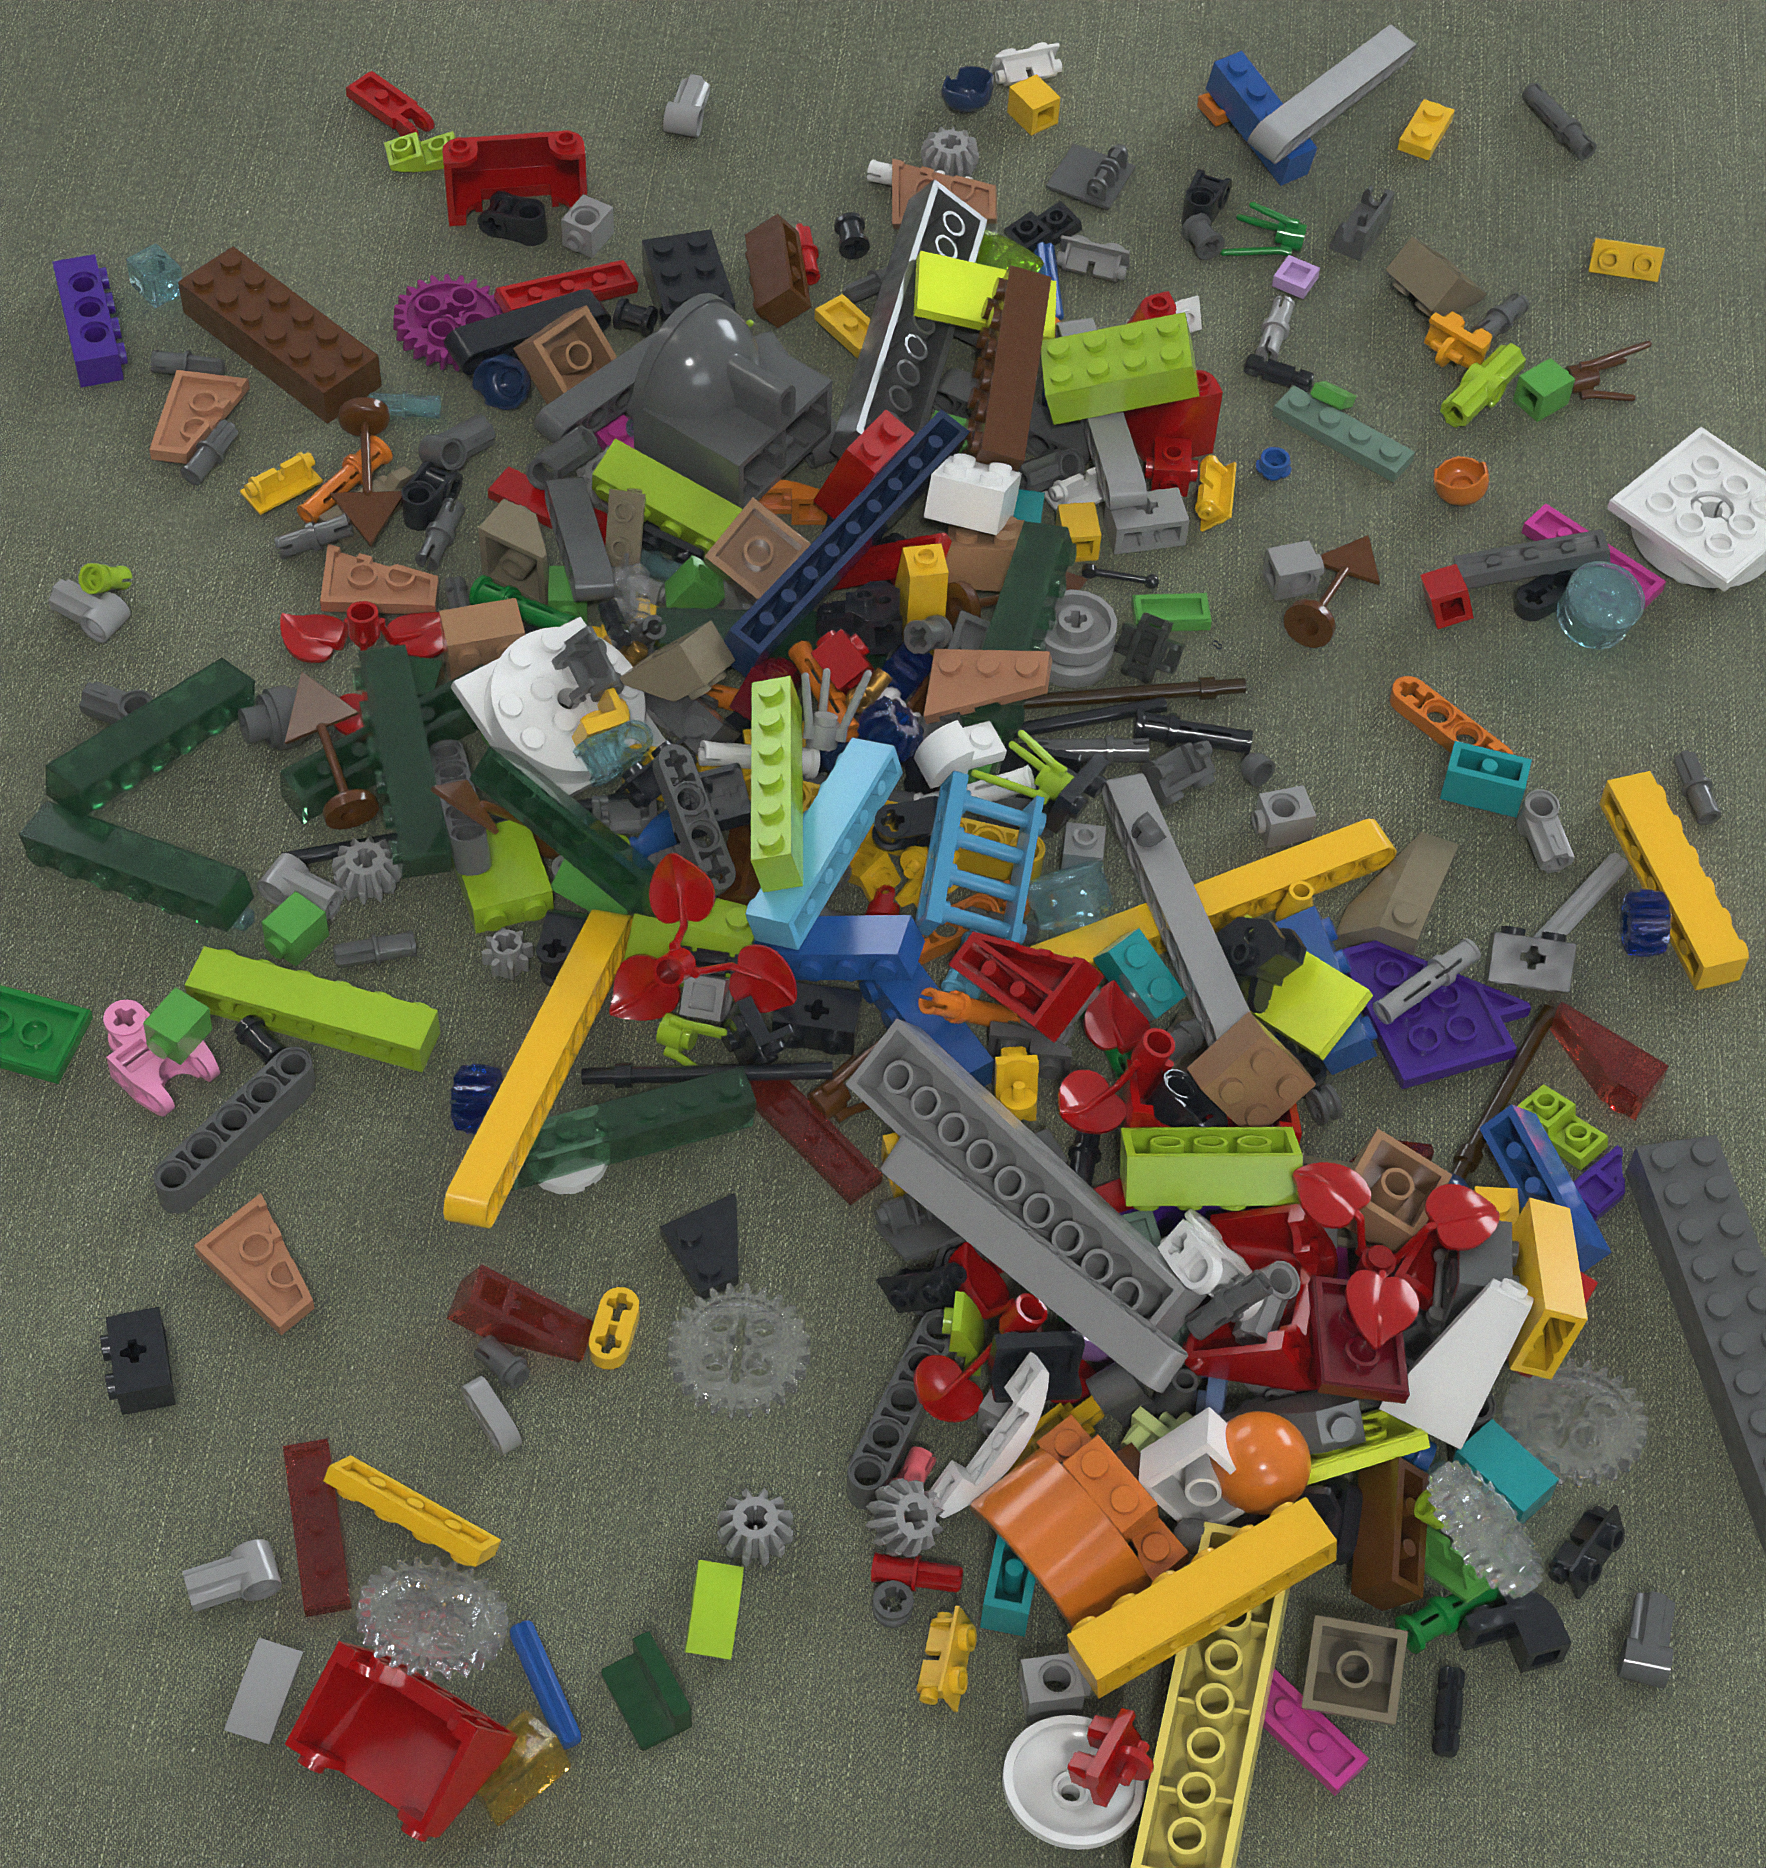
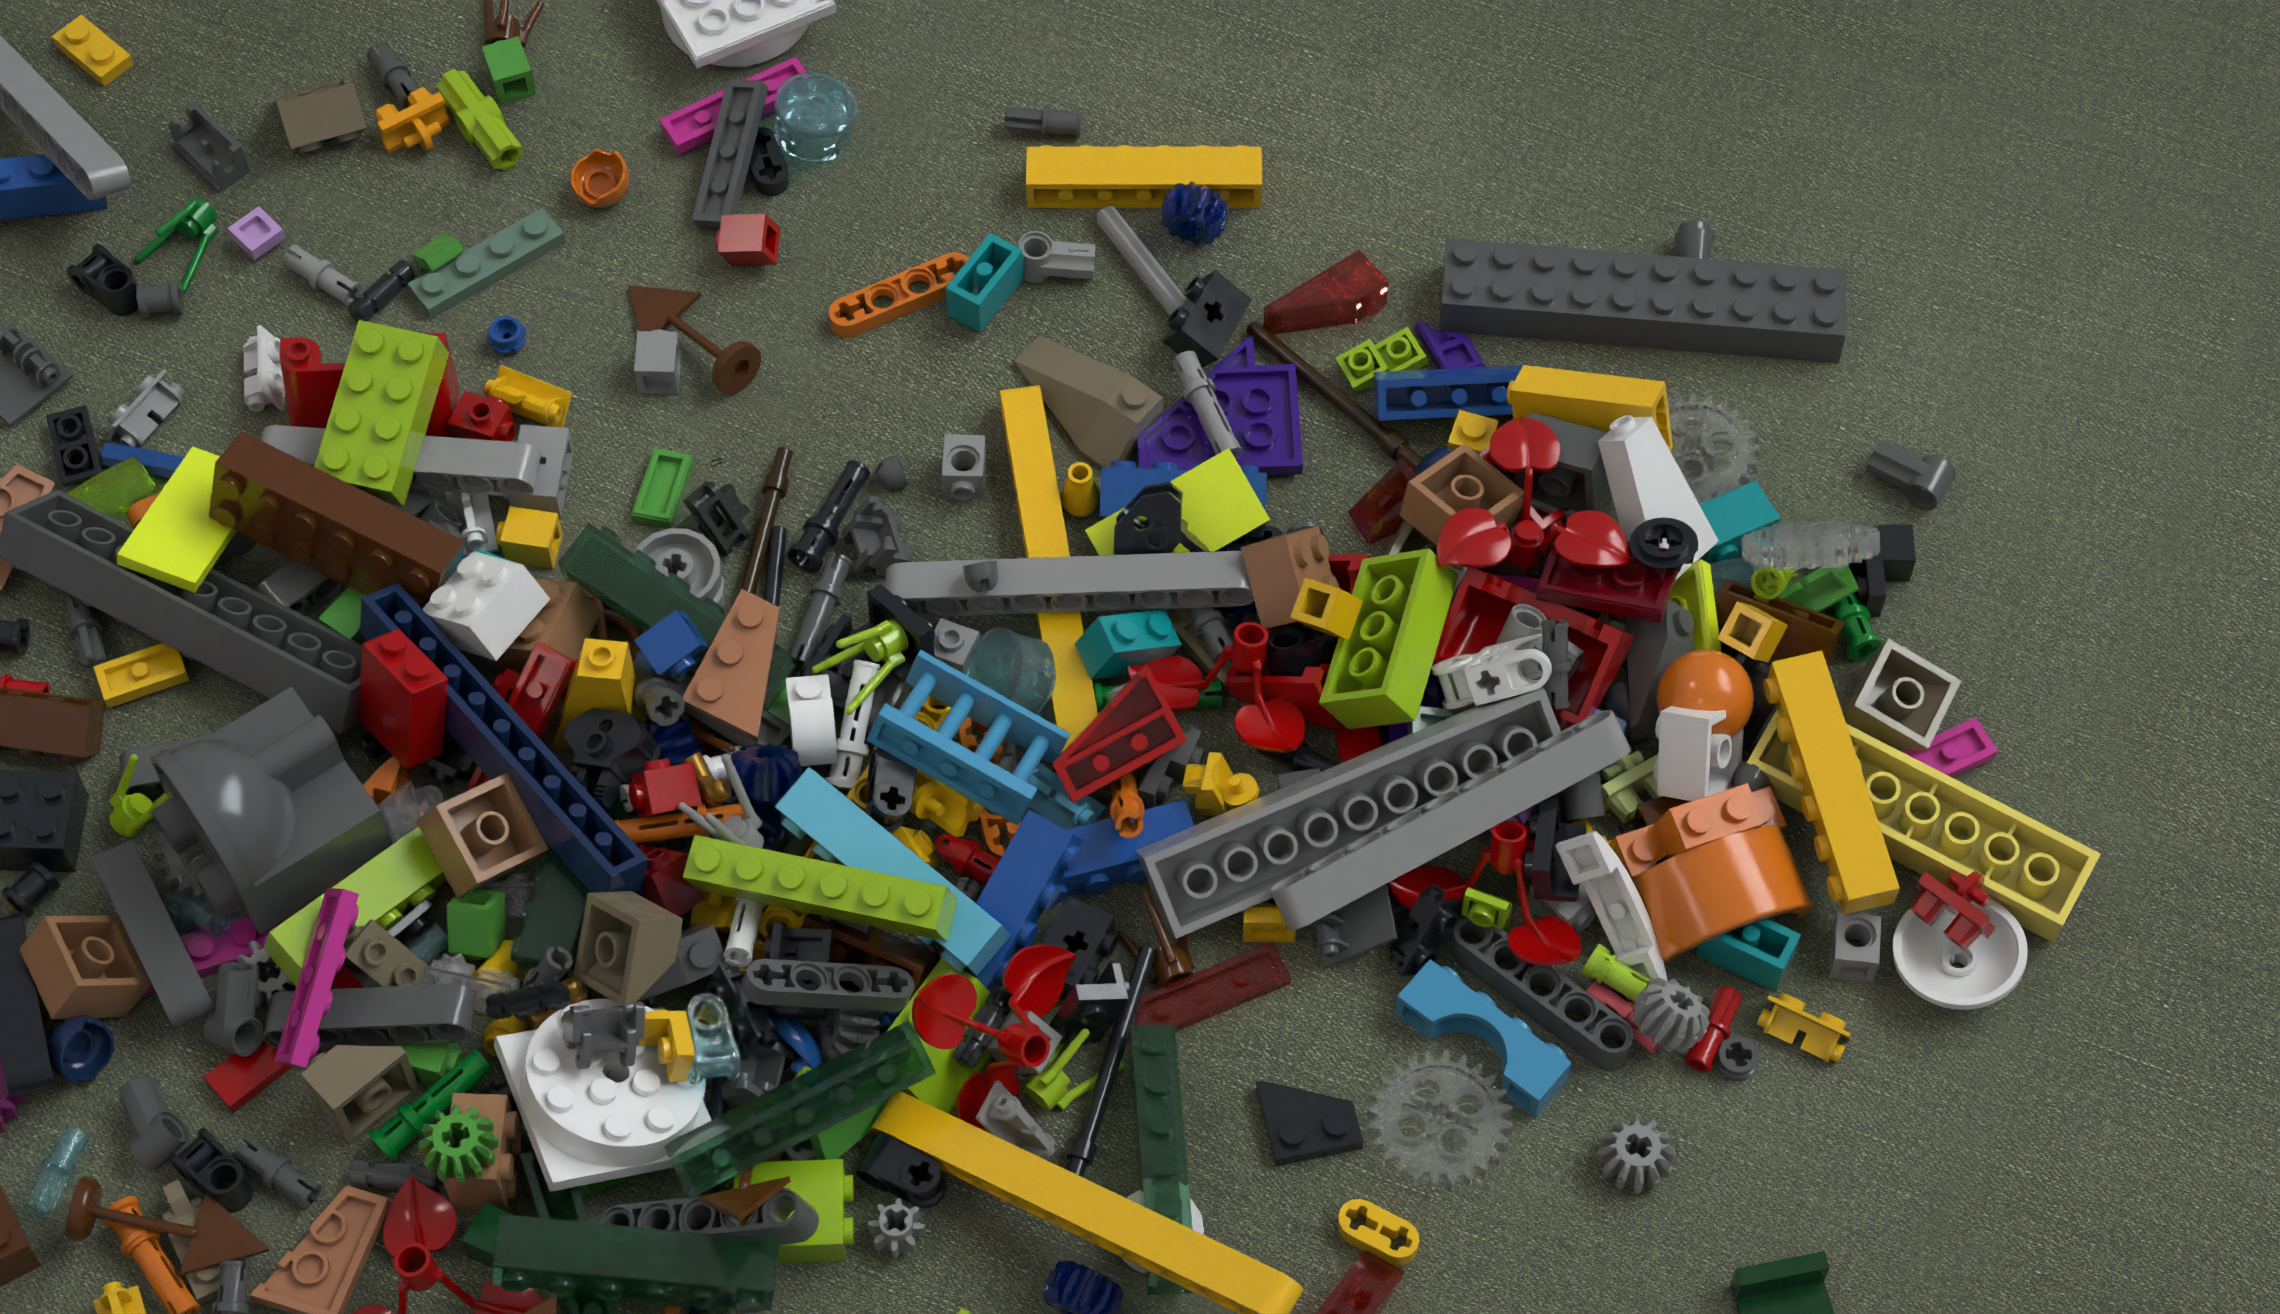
camera: 70 degrees left, 5 degrees up
(462, 605) = (475, 1146): none -> bright green gear
(600, 477) = (322, 962): none -> dark pink plate
(623, 1007) = (1008, 1120): none -> light grey hinge
(714, 1609) = (1709, 1208): lime slope -> none
(782, 507) = (407, 806): none -> clear hinge
(817, 1411) = (1441, 1004): none -> dark azure arch
(939, 1452) = (1614, 973): none -> lime pin
(978, 621) = (670, 645): none -> blue brick
(1090, 571) = (614, 493): black hinge -> none
(1210, 1096) = (1326, 609): none -> yellow brick
(1357, 1494) = (1752, 632): none -> yellow brick
(1412, 1359) = (1649, 535): none -> black gear
(1448, 1711) = (1939, 644): black axle -> none
(1600, 1535) = (1802, 475): black hinge -> none

